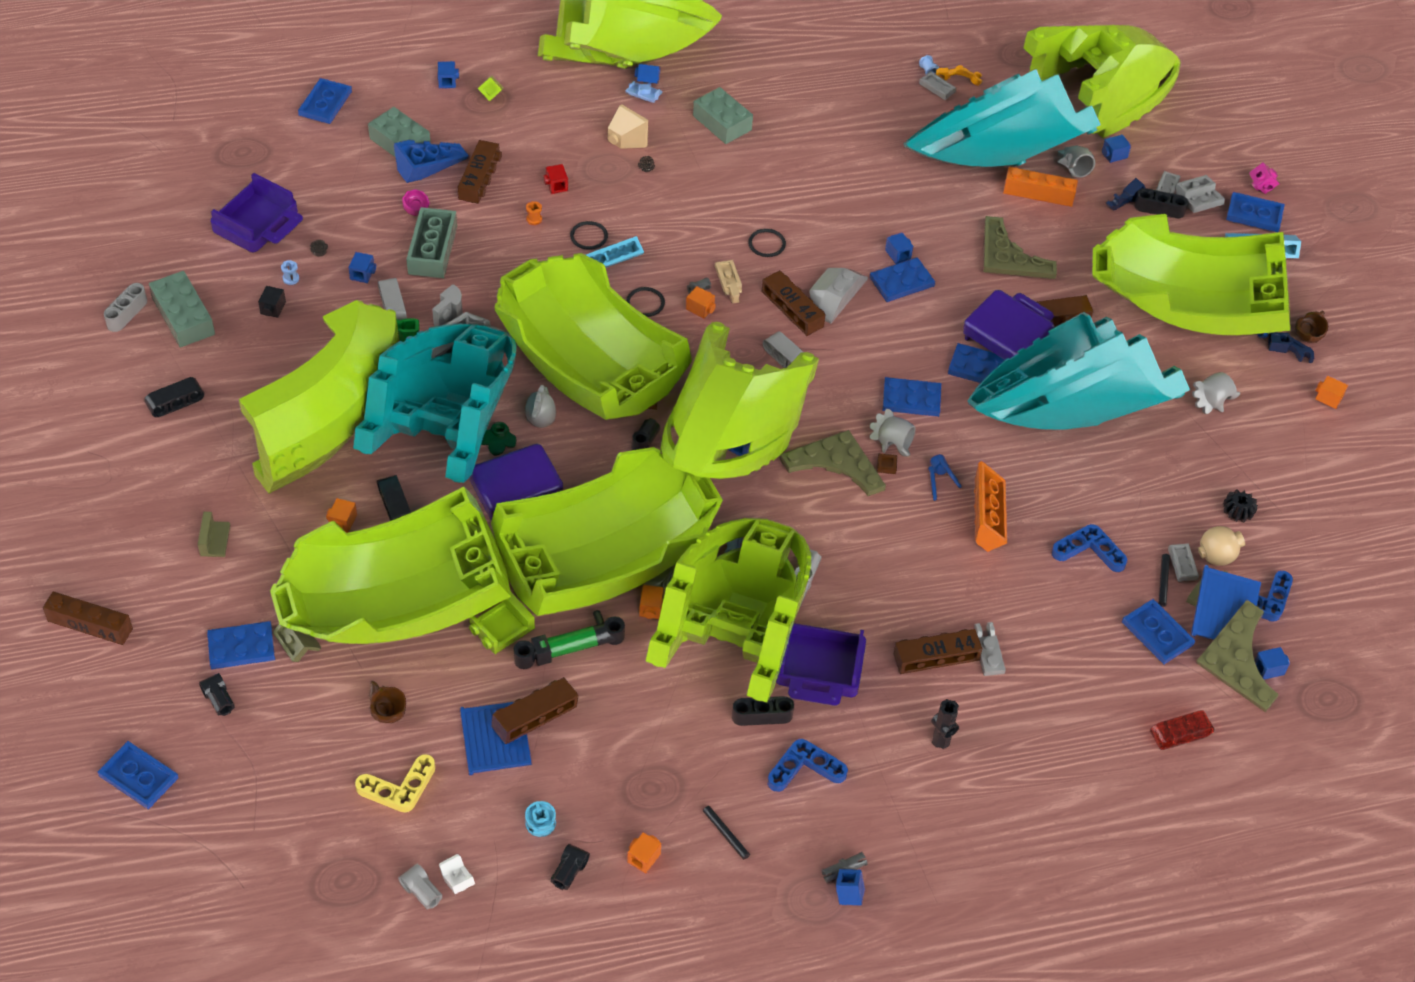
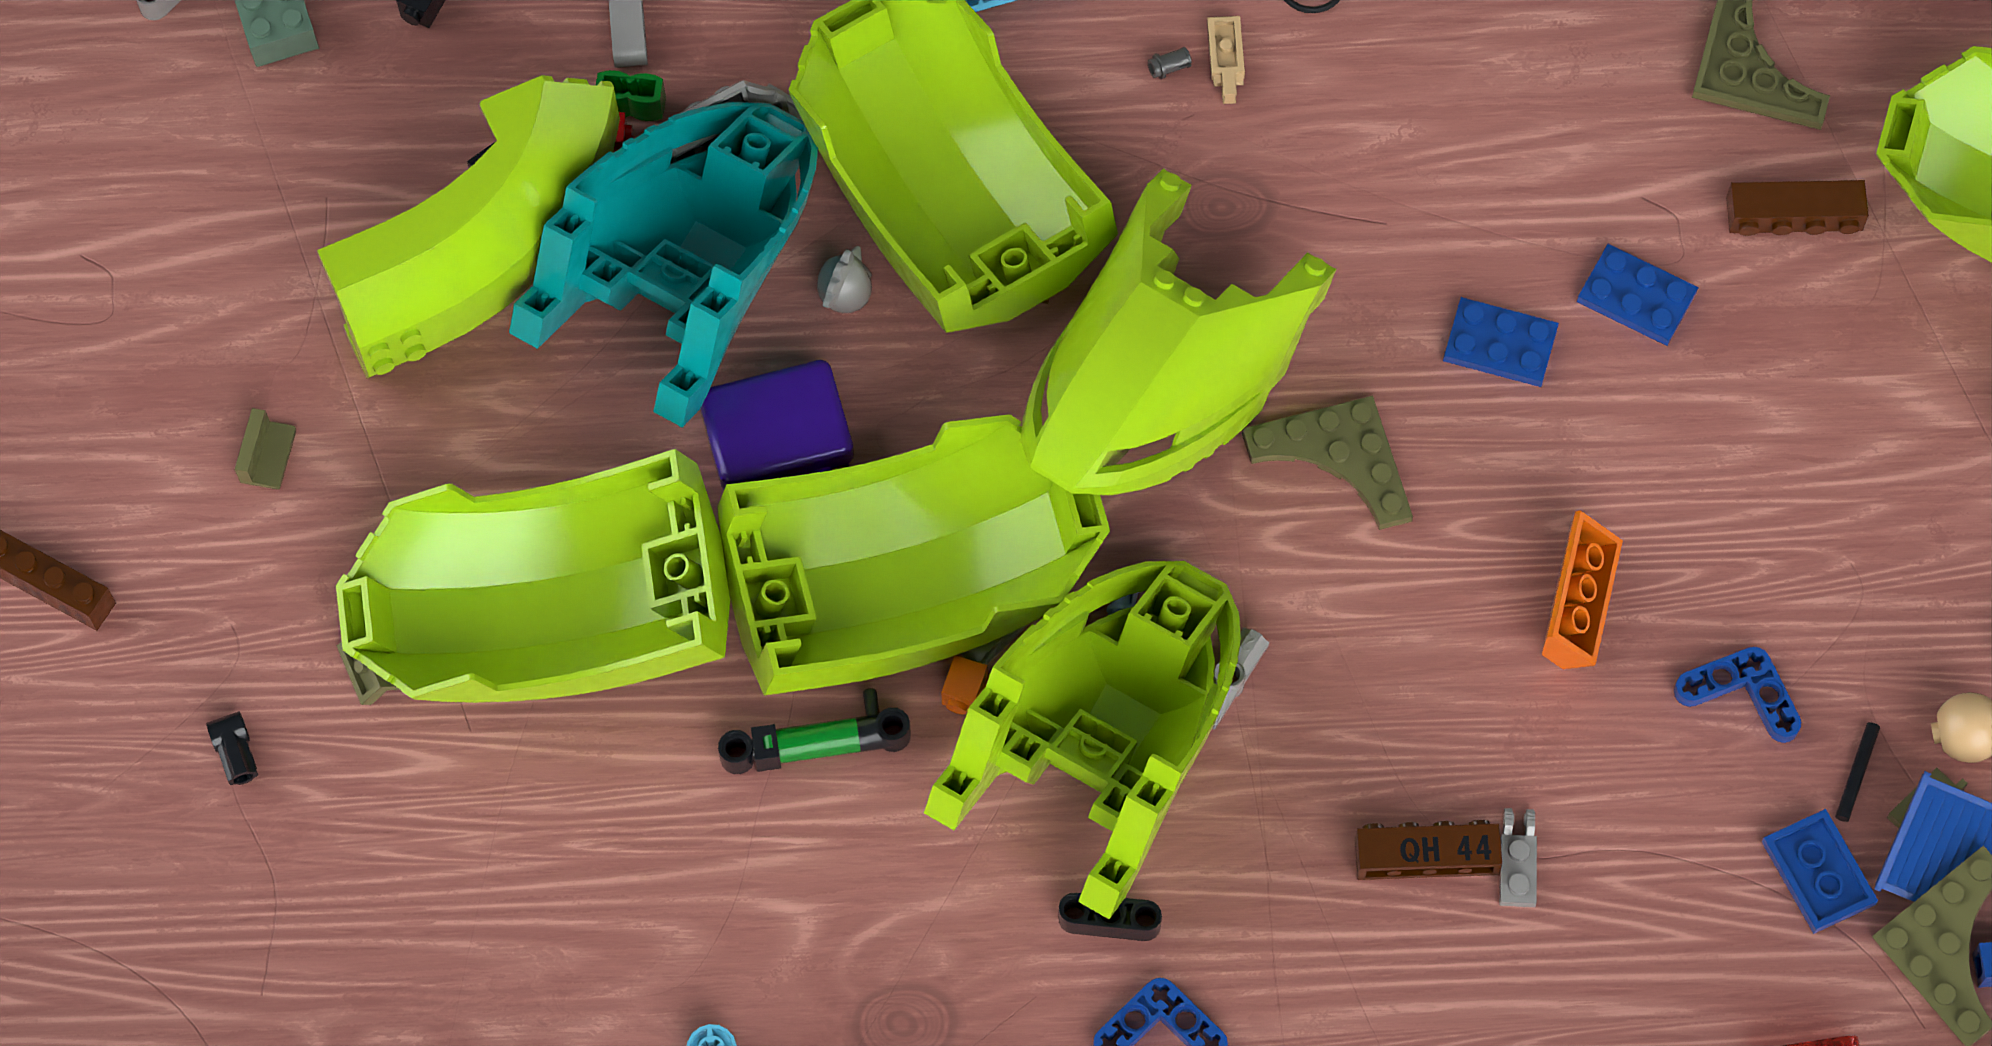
camera: 15 degrees right, 15 degrees up
(138, 775) = (92, 872): blue plate -> none
(174, 397) = (233, 170): black beam -> none
(241, 645) = (283, 661): blue plate -> none
(343, 513) = (478, 444): orange brick -> none
(387, 703) = (498, 810): reddish brown hair -> none
(393, 497) = (570, 427): black beam -> none
(398, 792) = (494, 968): light yellow beam -> none
(449, 307) = (720, 64): light grey brick -> none
(483, 745) = (666, 891): blue piece -> none
(499, 438) = (764, 332): dark green plate -> none
(502, 624) = (711, 691): lime panel -> none
(534, 710) = (735, 858): reddish brown brick -> none
(645, 435) = (1015, 360): black piece -> none
(652, 290) = (1076, 107): black tyre -> none
(700, 302) = (1165, 98): orange brick -> none
(781, 349) = (1295, 222): light grey beam -> none
(793, 302) = (1330, 121): reddish brown brick -> none
(822, 664) = (1226, 843): dark purple piece -> none
(835, 290) = (1411, 104): light grey wedge -> none
(886, 463) = (1425, 471): reddish brown tile -> none
(893, 430) = (1447, 414): light grey piece -> none
(899, 248) = (1547, 28): blue brick -> none
(902, 279) = (1539, 94): blue plate -> none
(940, 466) = (1518, 493): blue plant -> none
(945, 724) = (1402, 998): black piece -> none
(1008, 323) = (1706, 232): dark purple piece -> none
(1077, 378) = (1790, 366): teal piece -> none
(1183, 562) = (1899, 744): light grey plate -> none

